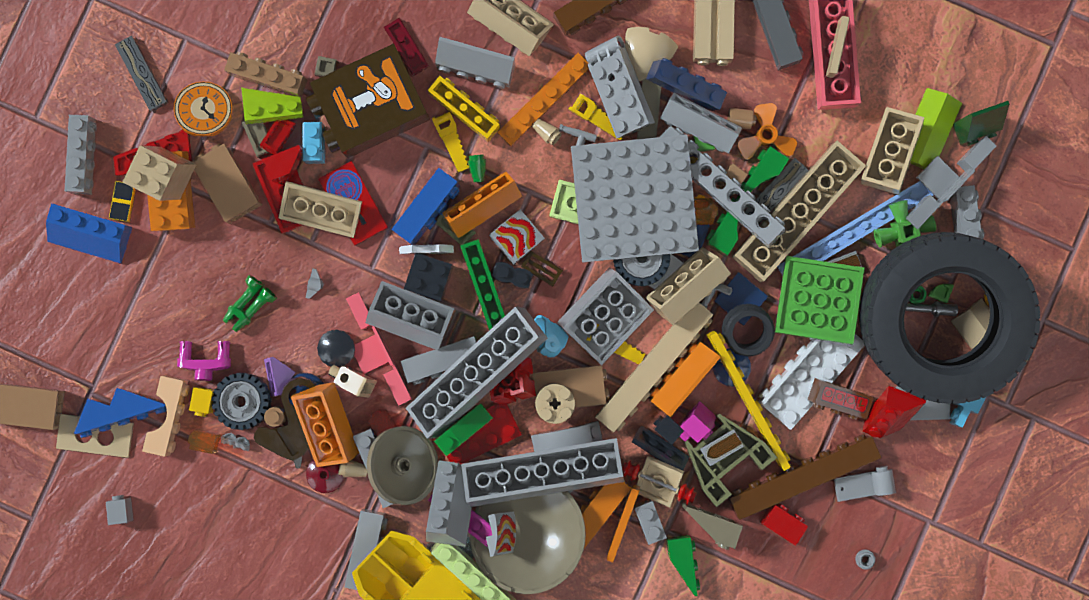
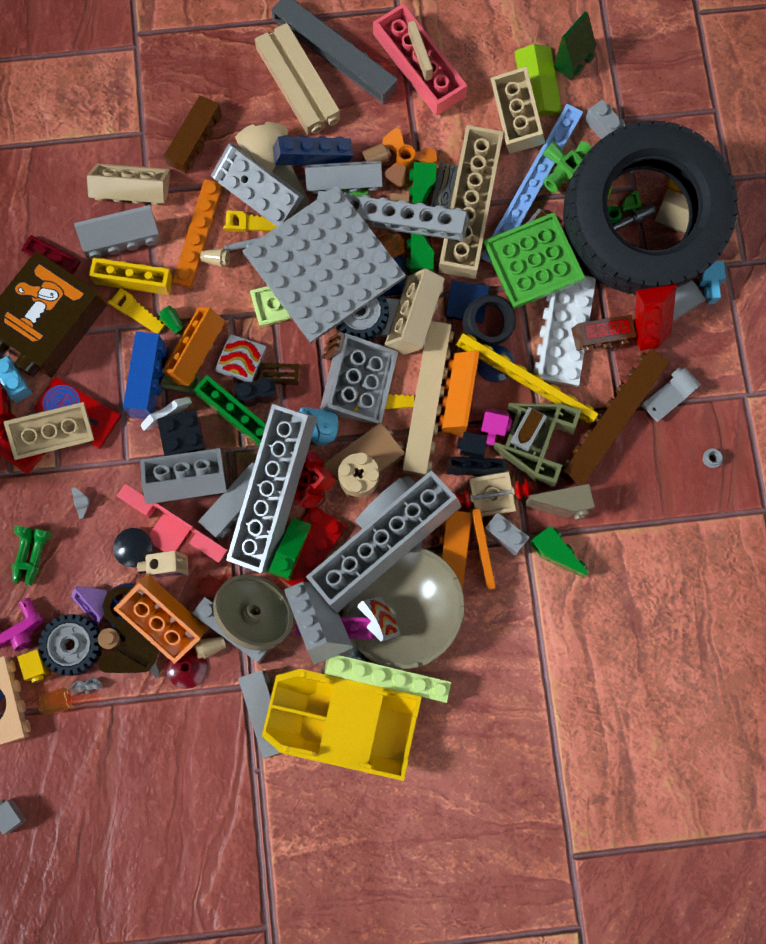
camera: 35 degrees left, 10 degrees down
(602, 267) = (332, 348): none -> reddish brown tile
(722, 288) = (443, 301): light grey piece -> none
(784, 524) = (624, 467): red brick -> none
(945, 182) = (575, 112): light grey piece -> none

